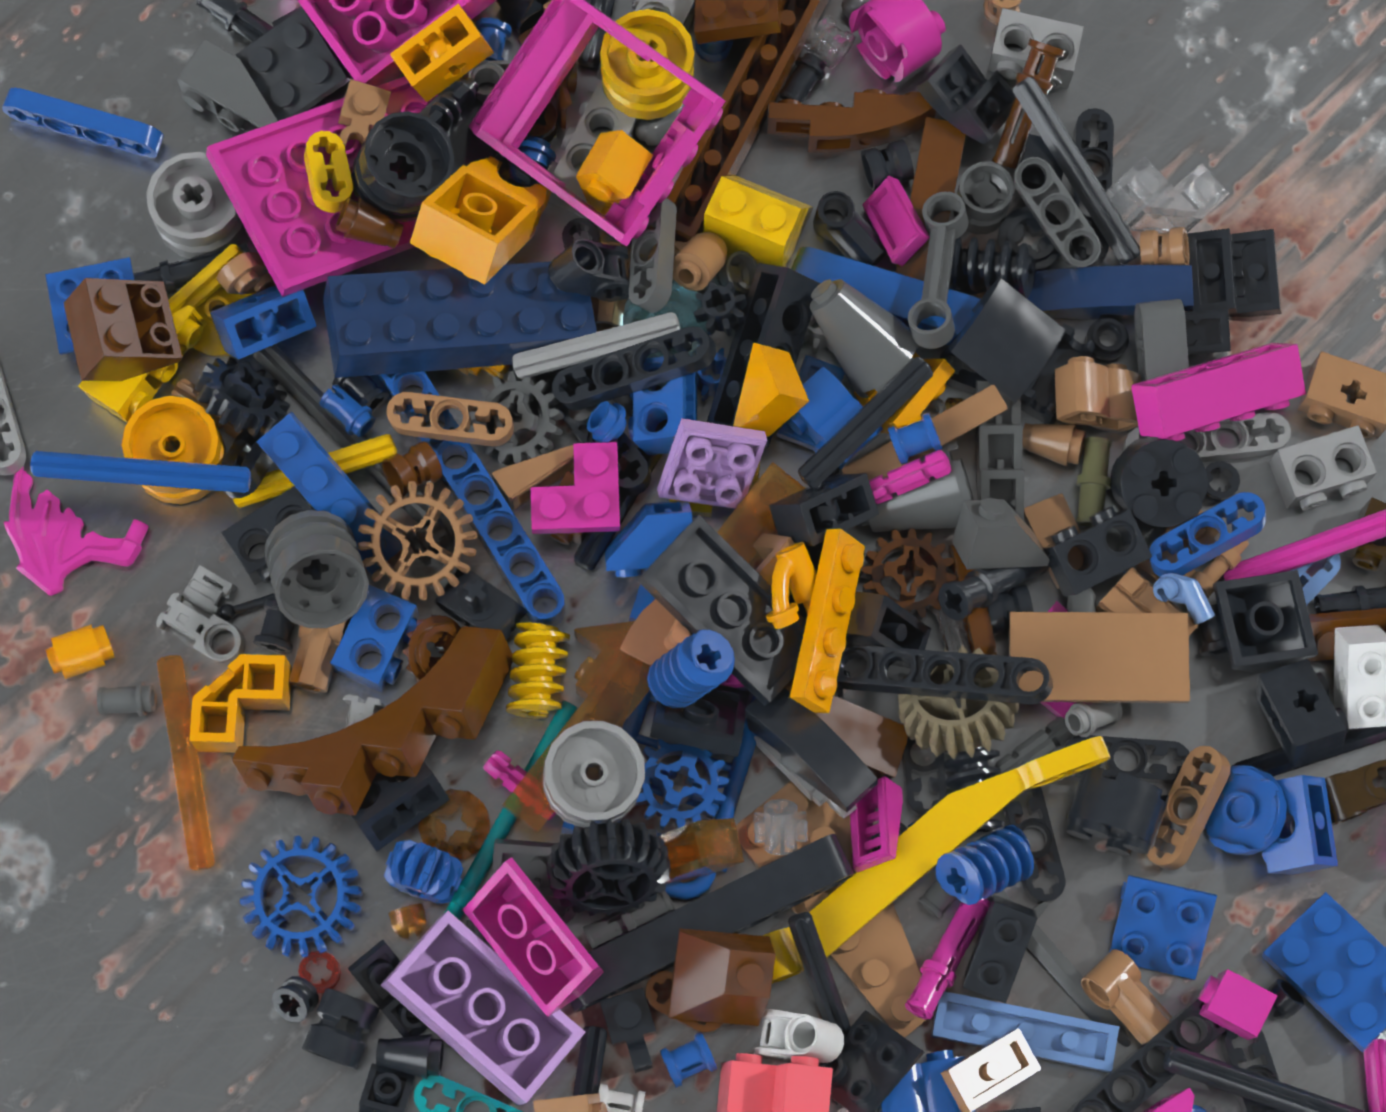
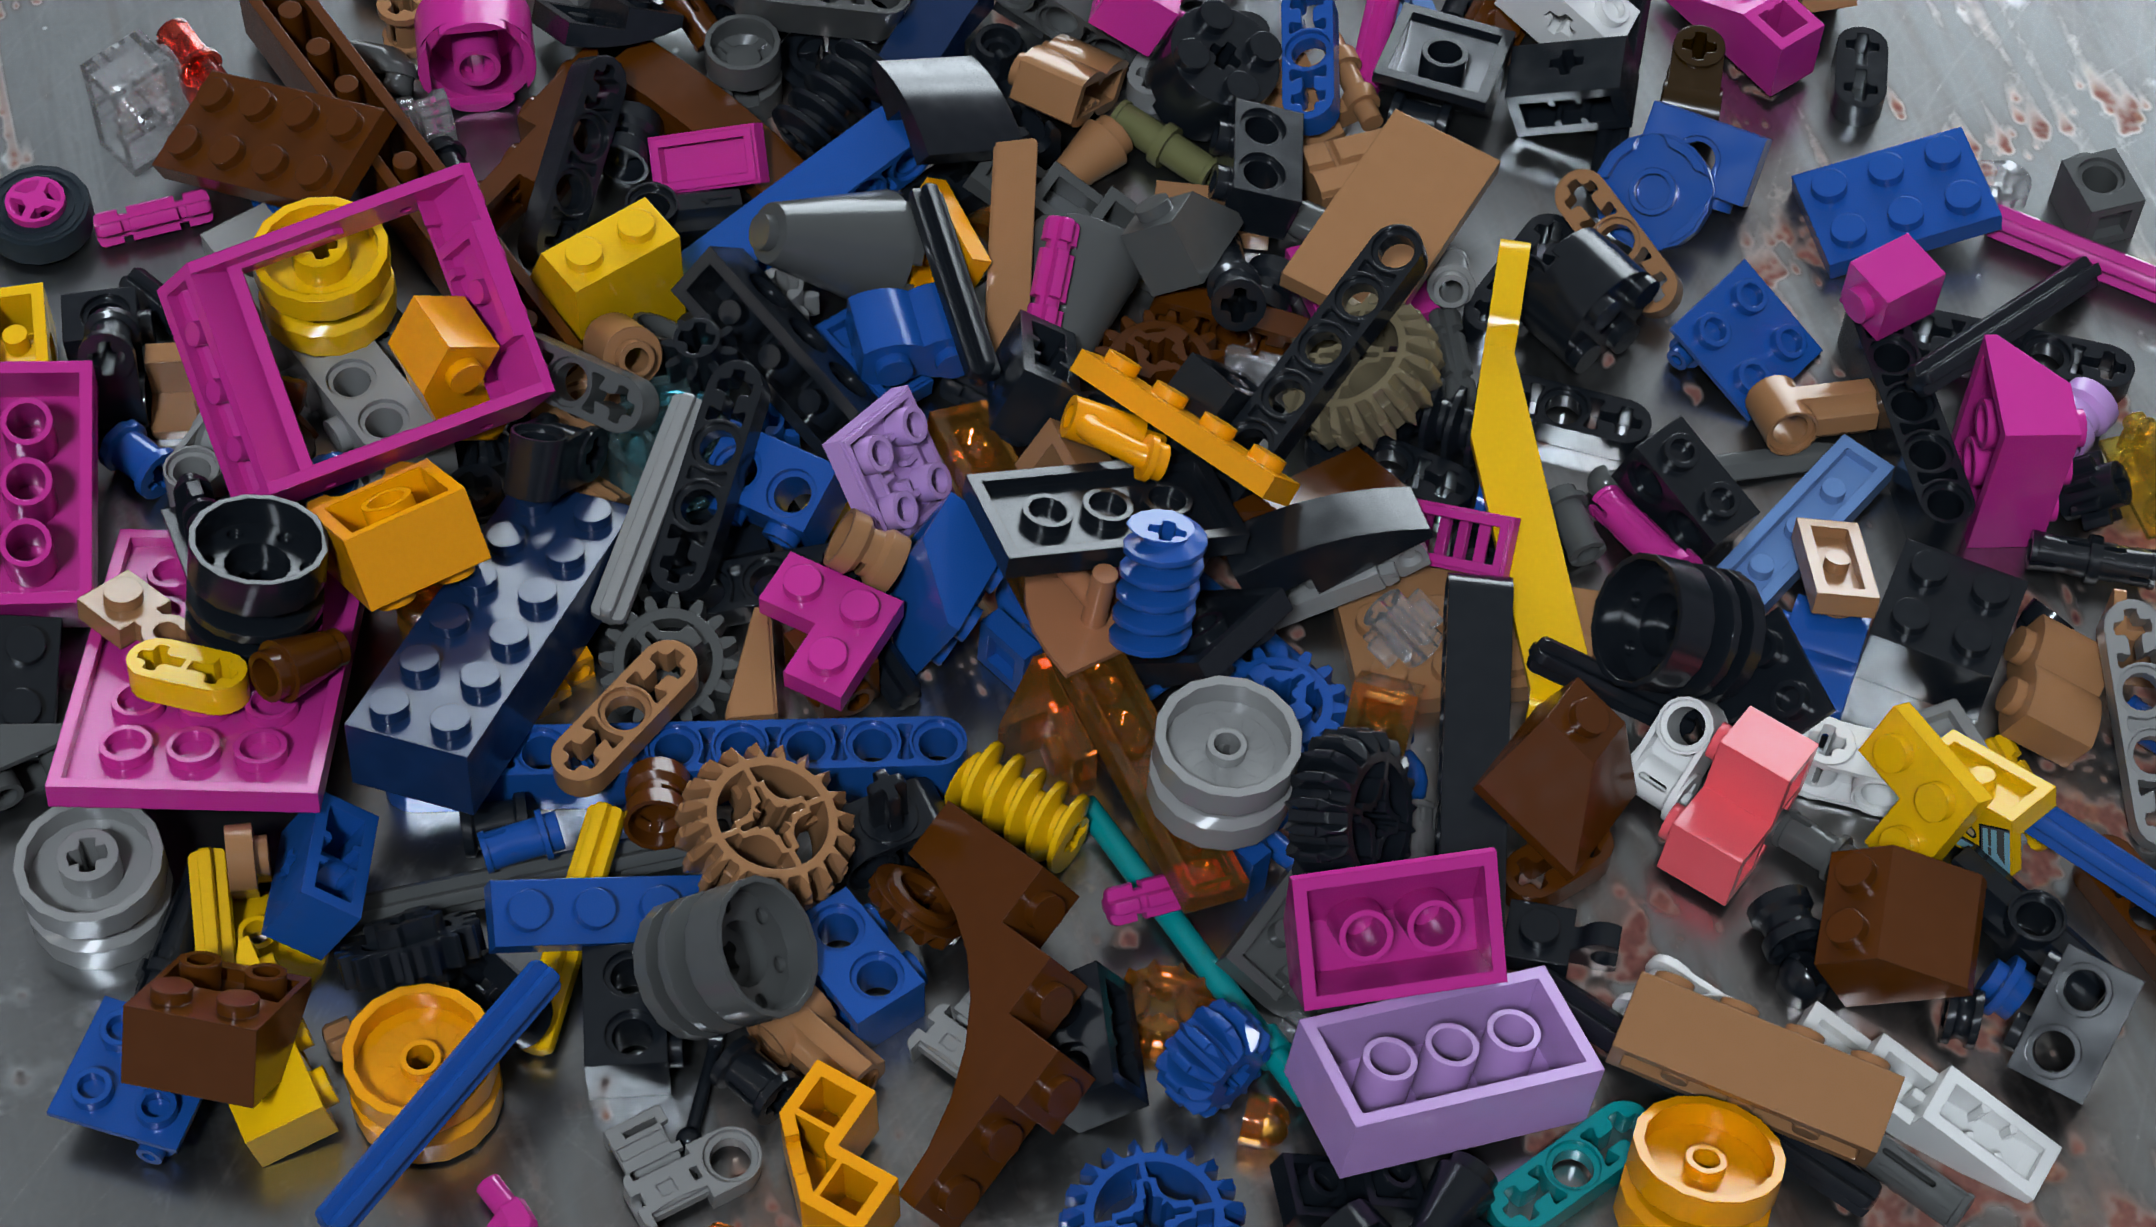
camera: 60 degrees left, 20 degrees down
(442, 53) = (127, 480): light orange brick -> none
(607, 422) = (755, 551): blue plate -> none
(639, 489) = (867, 551): none -> medium nougat wheel
(688, 1059) = (1636, 891): blue bush -> none
(769, 391) = (847, 353): light orange slope -> none
(832, 140) = (564, 159): none -> black beam
(862, 996) = (1678, 627): none -> black wheel
(915, 438) = (1010, 243): blue bush -> none
(938, 270) = (815, 126): dark grey piece -> none
(986, 865) = (1579, 448): blue piece -> none
(1184, 591) = (1365, 105): medium blue arm -> none

